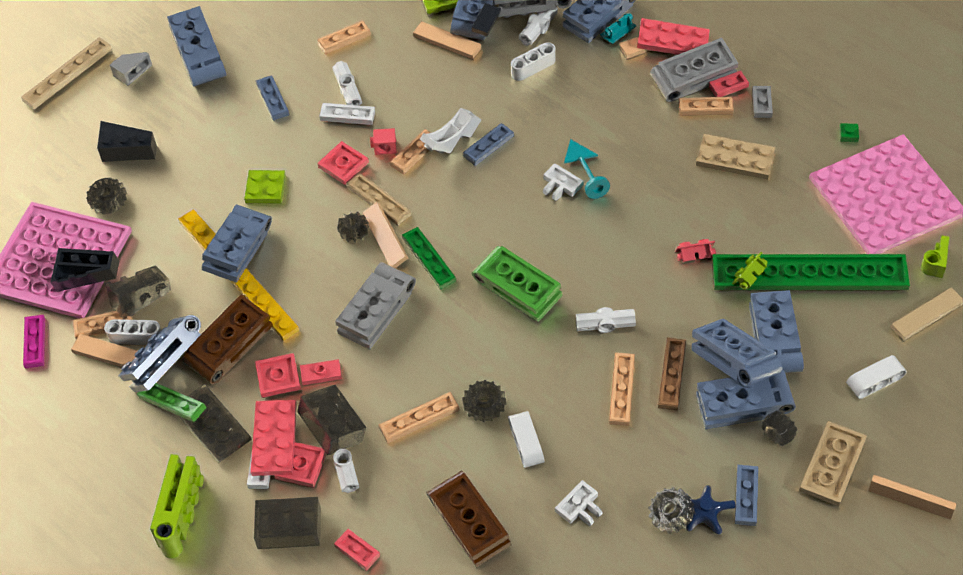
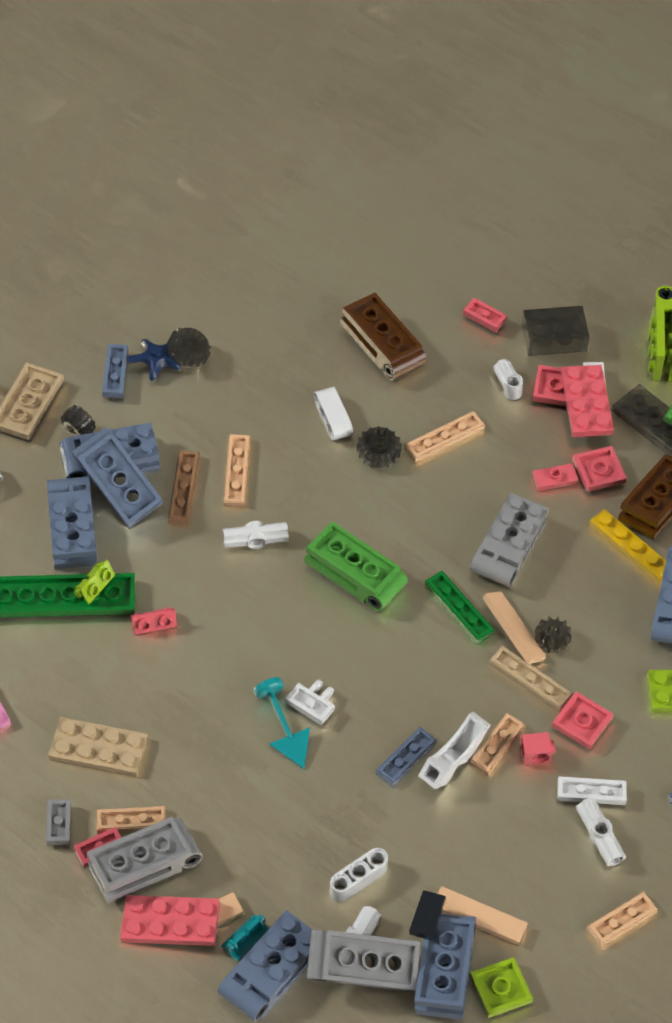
camera: 170 degrees right, 0 degrees up
(331, 419) = (532, 417): clear smoke brick -> none
(576, 502) = (279, 358): white hinge -> none

